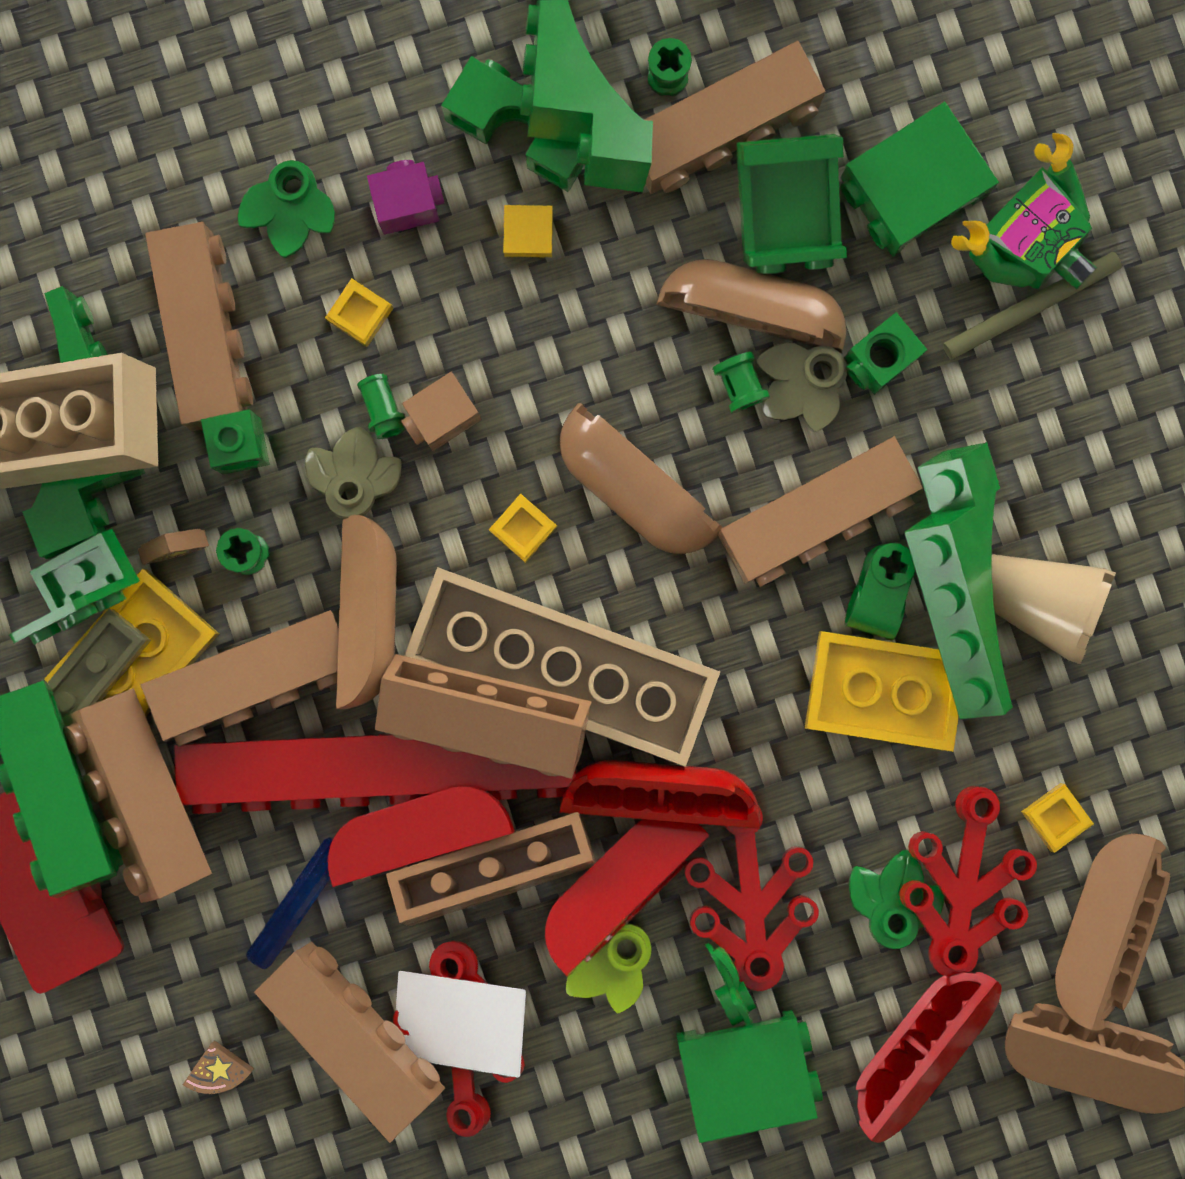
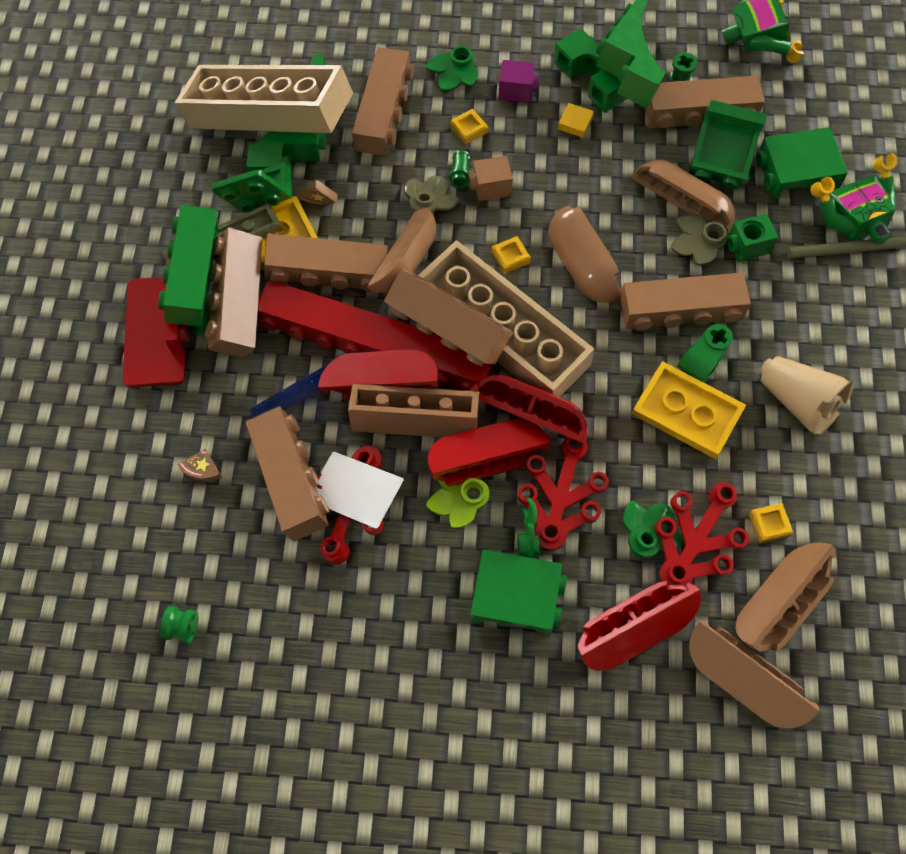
camera: 20 degrees right, 20 degrees down
(229, 545) = (352, 204): green bush -> none
(235, 442) = (375, 155): green brick -> none
(741, 382) = (664, 224): green bush -> none
(955, 576) = (754, 351): green arch -> none

